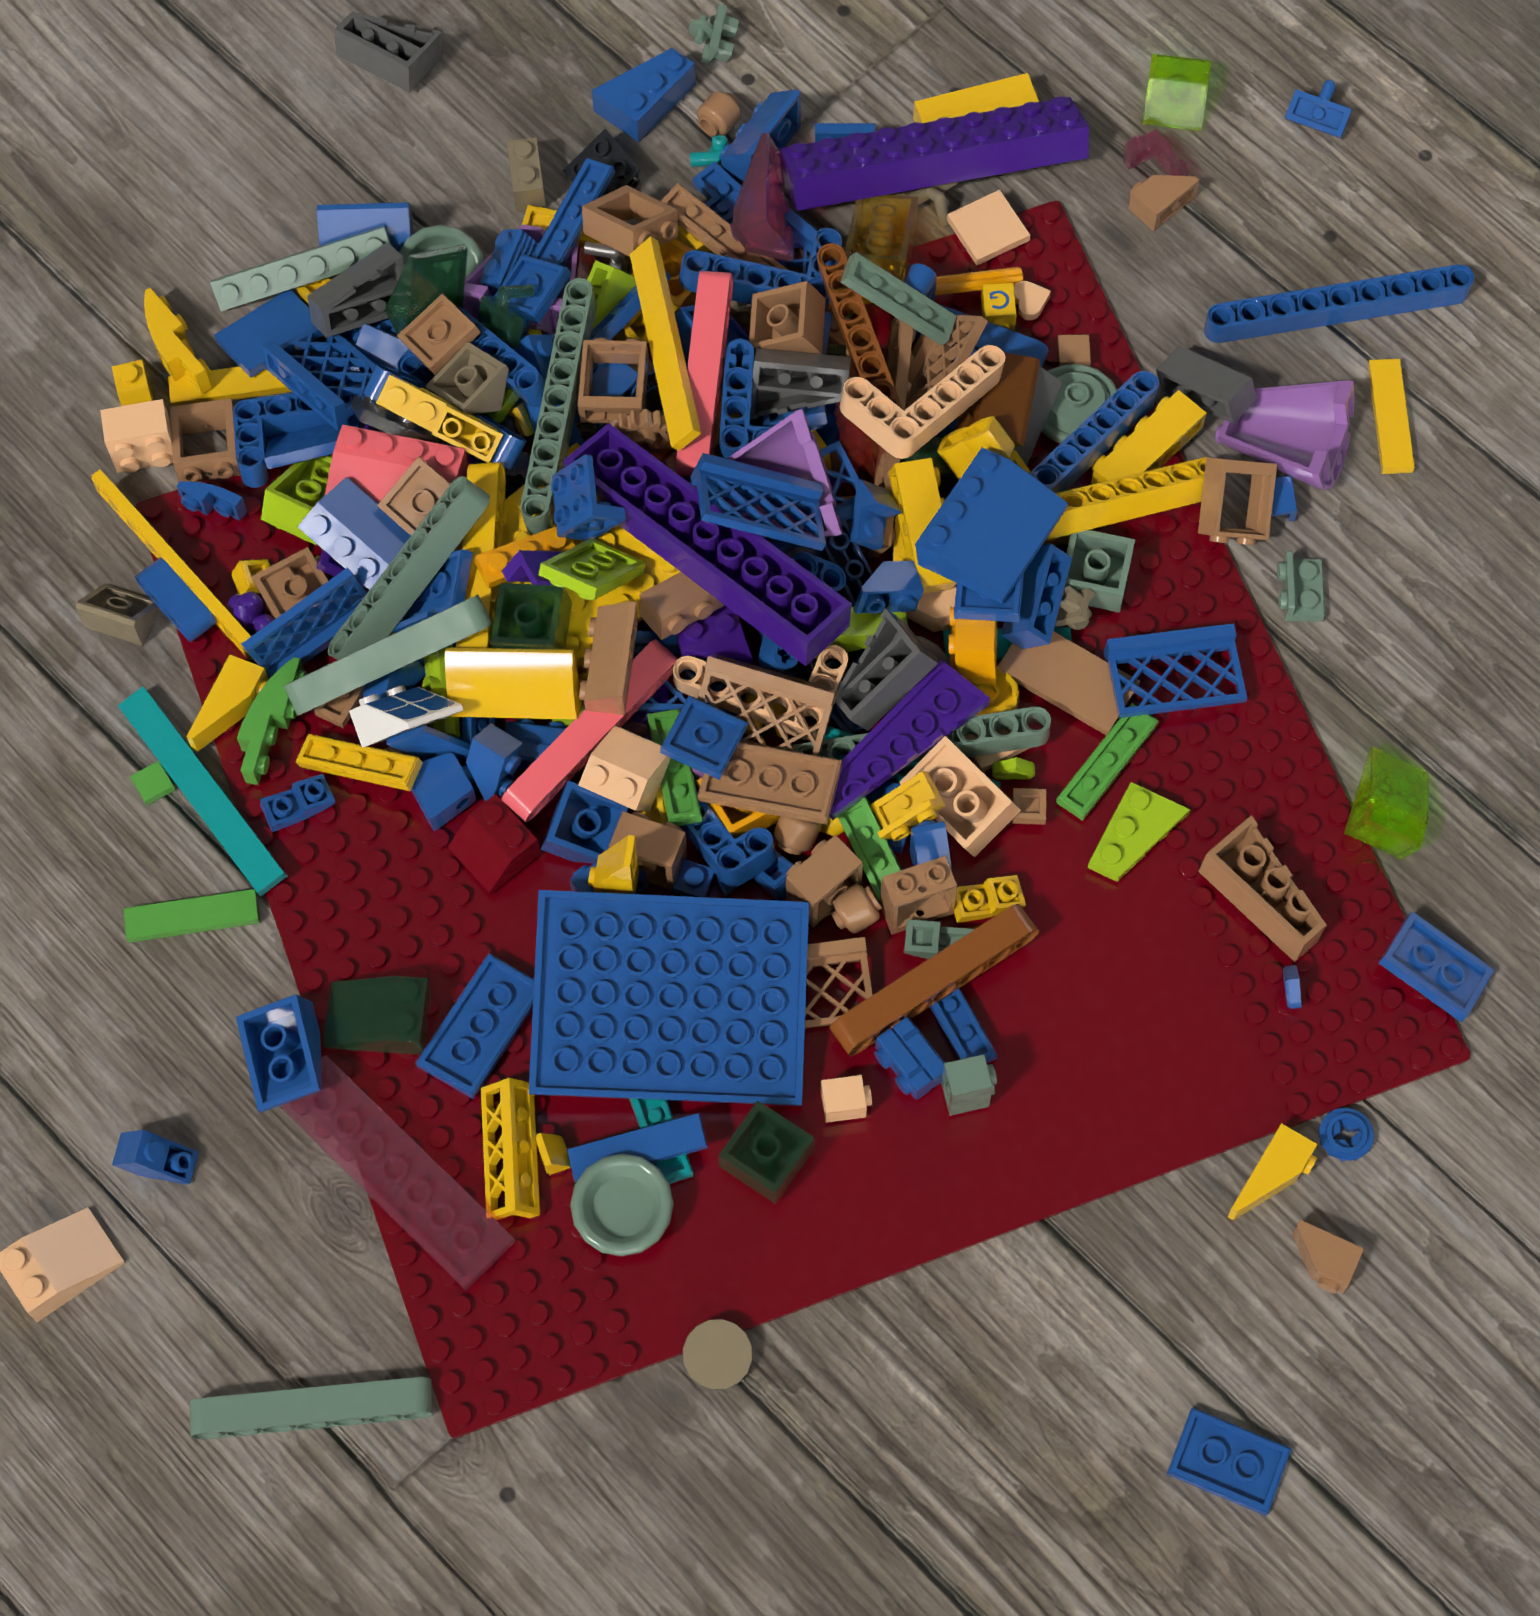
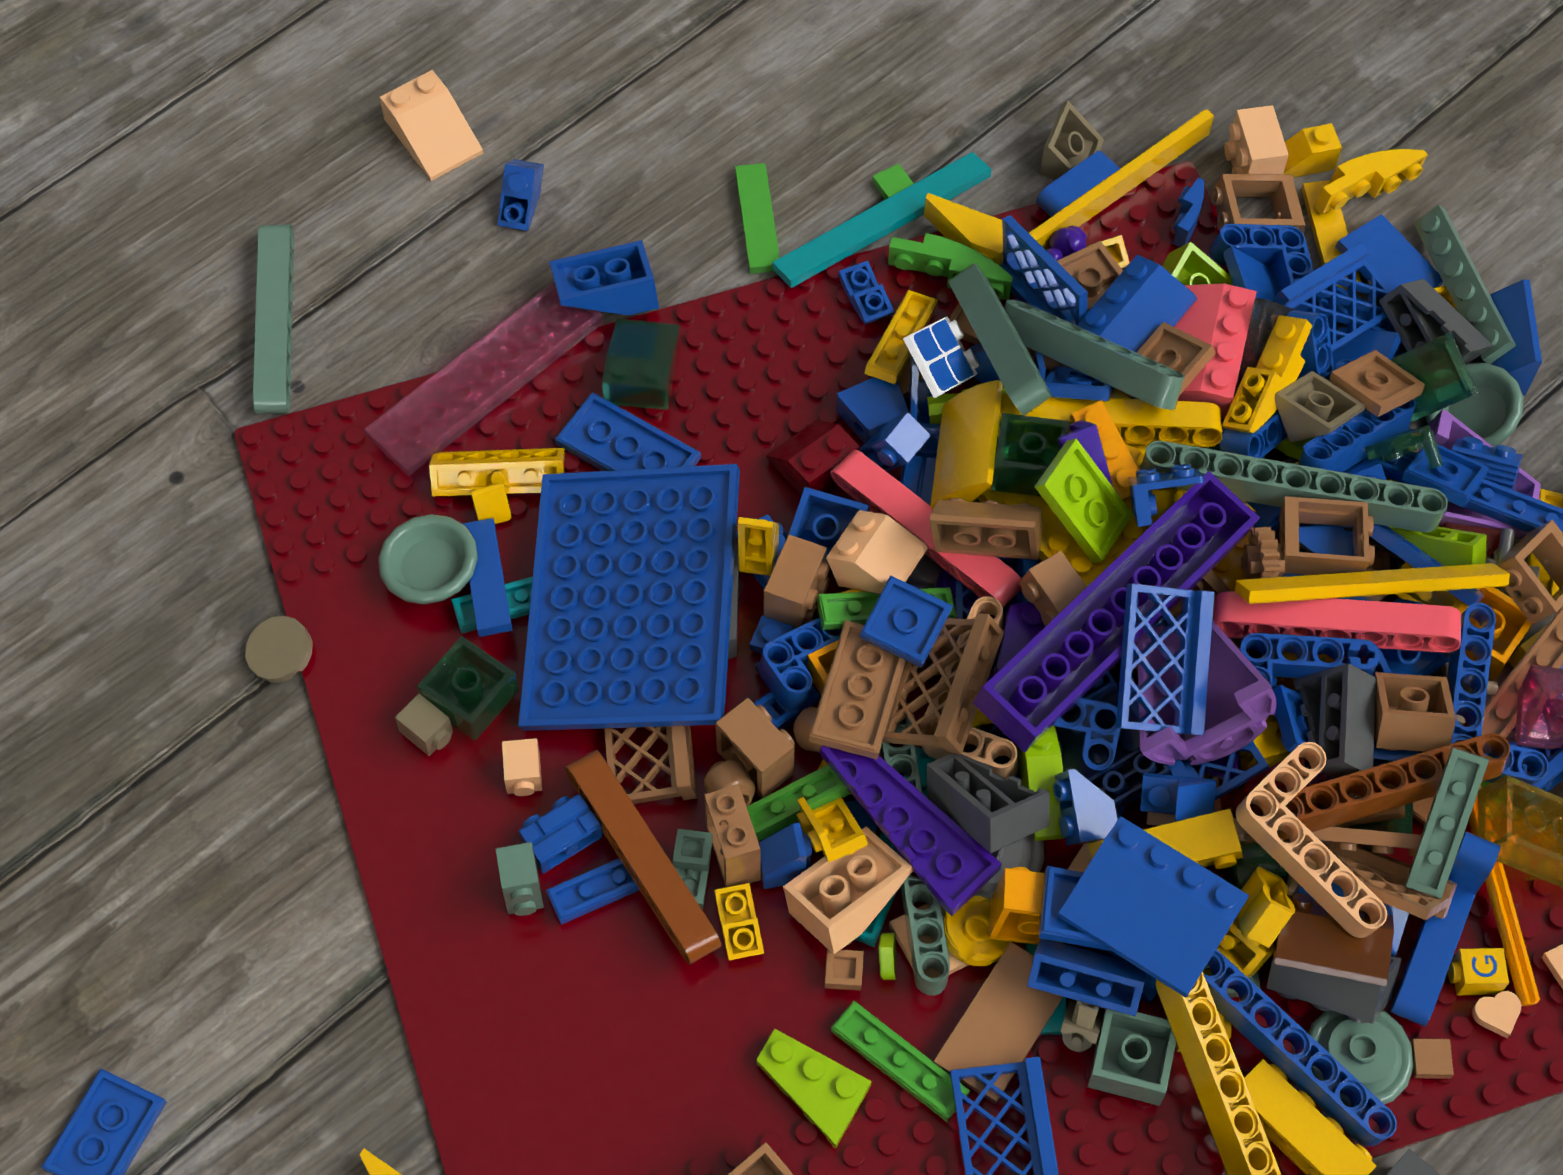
camera: 90 degrees right, 5 degrees down
(804, 1194) = (424, 725): none -> dark tan brick

